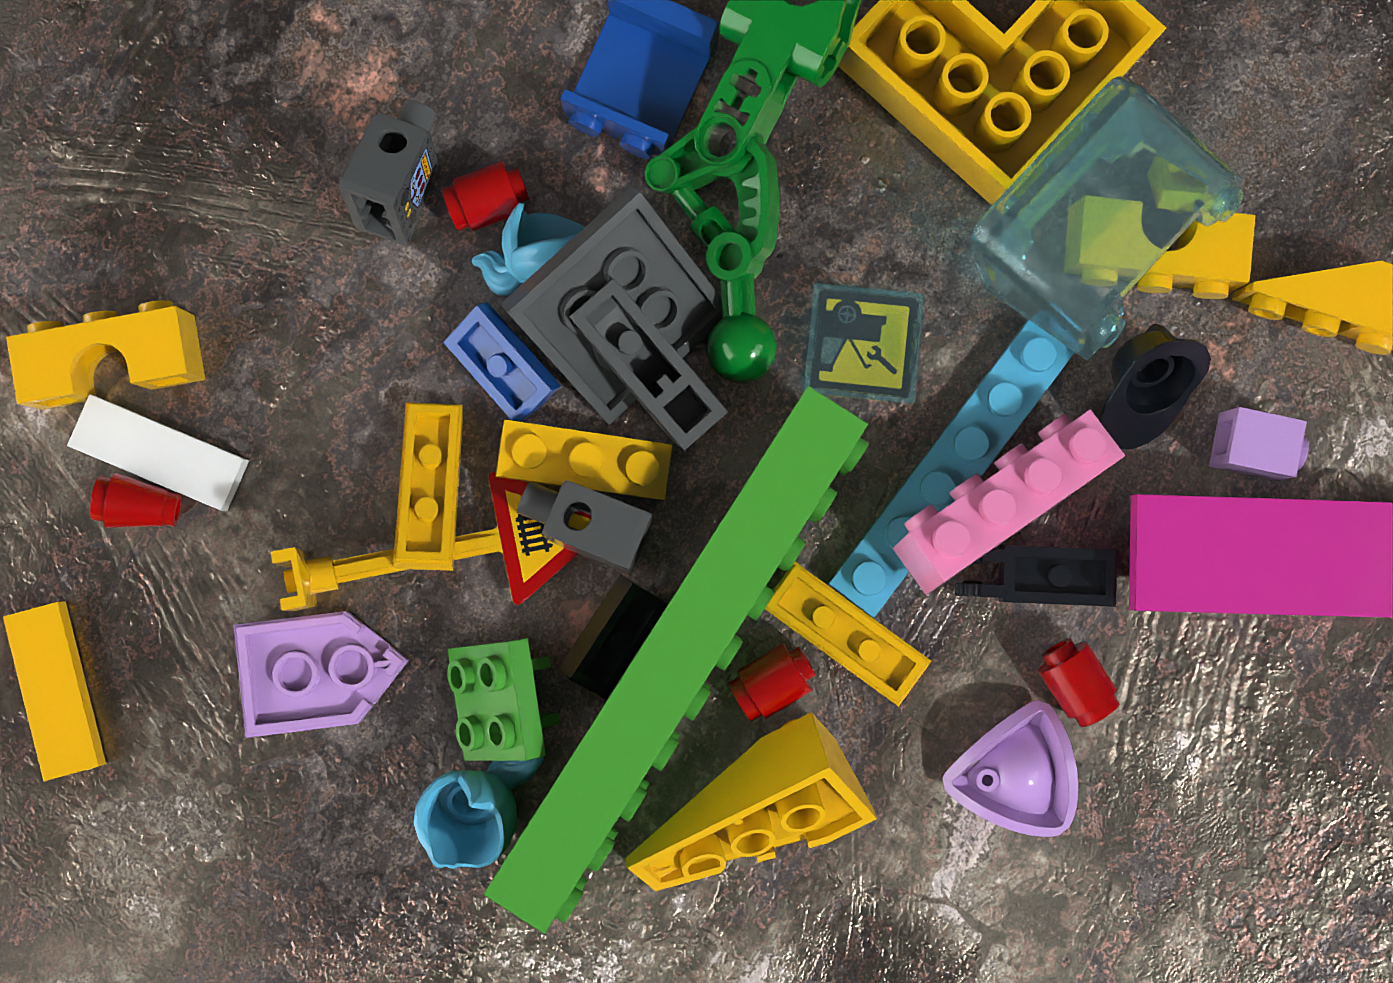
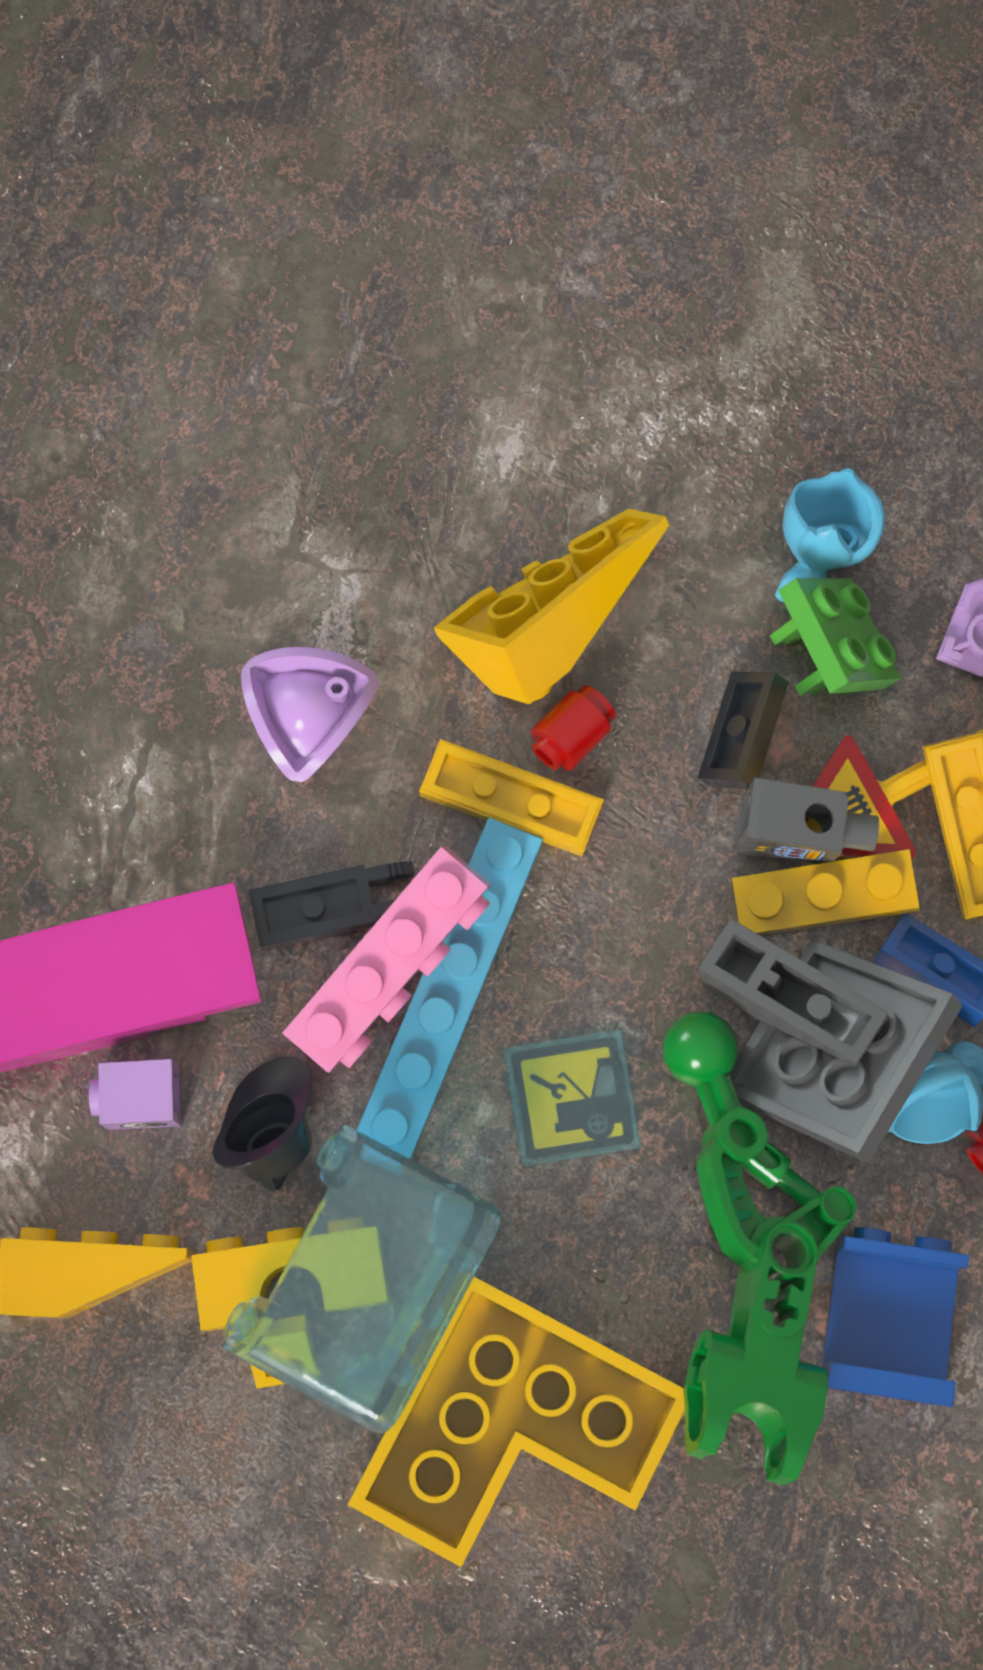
camera: 165 degrees right, 10 degrees down
(670, 670) = (670, 738): bright green brick -> none
(1078, 682) = (267, 807): red brick -> none

